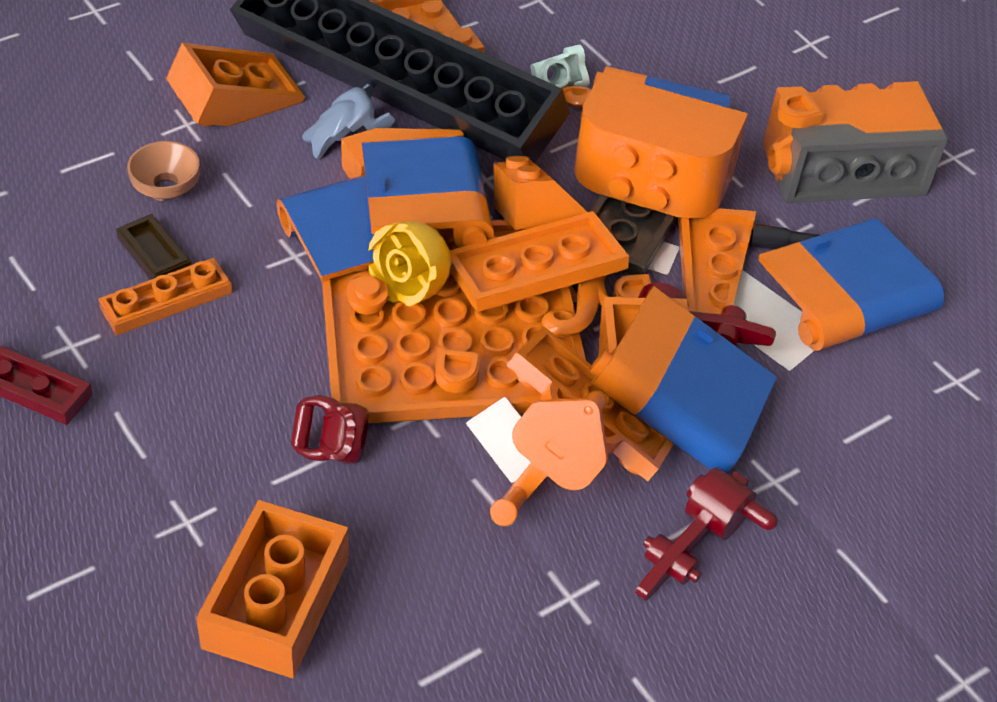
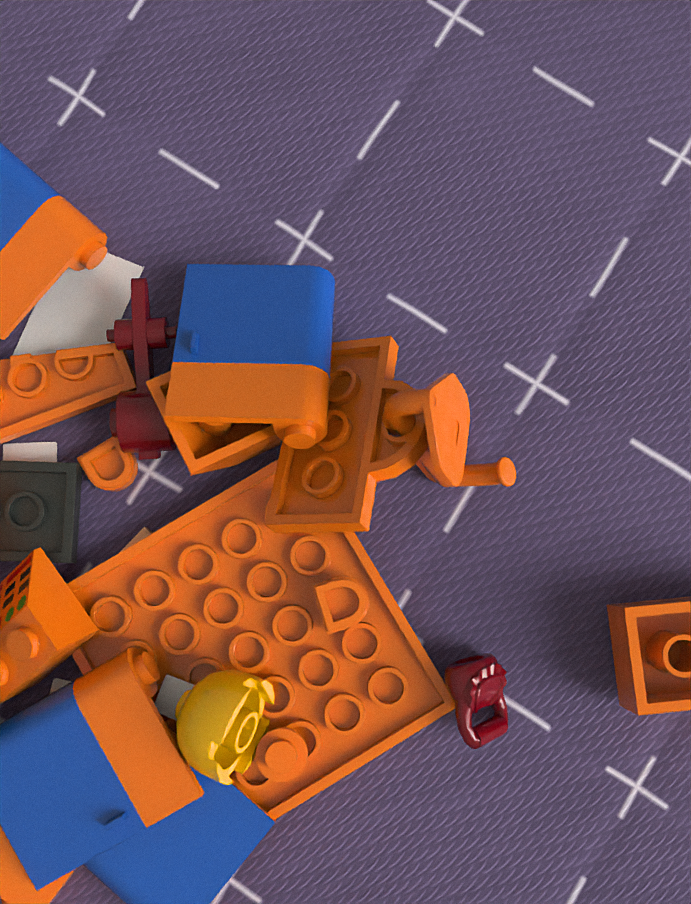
camera: 110 degrees left, 35 degrees up
(494, 431) = (394, 516): white sticker -> none
(536, 261) = (143, 581): orange plate -> none
(567, 324) = (151, 504): orange plant -> none
(716, 505) = (382, 274): dark red piece -> none

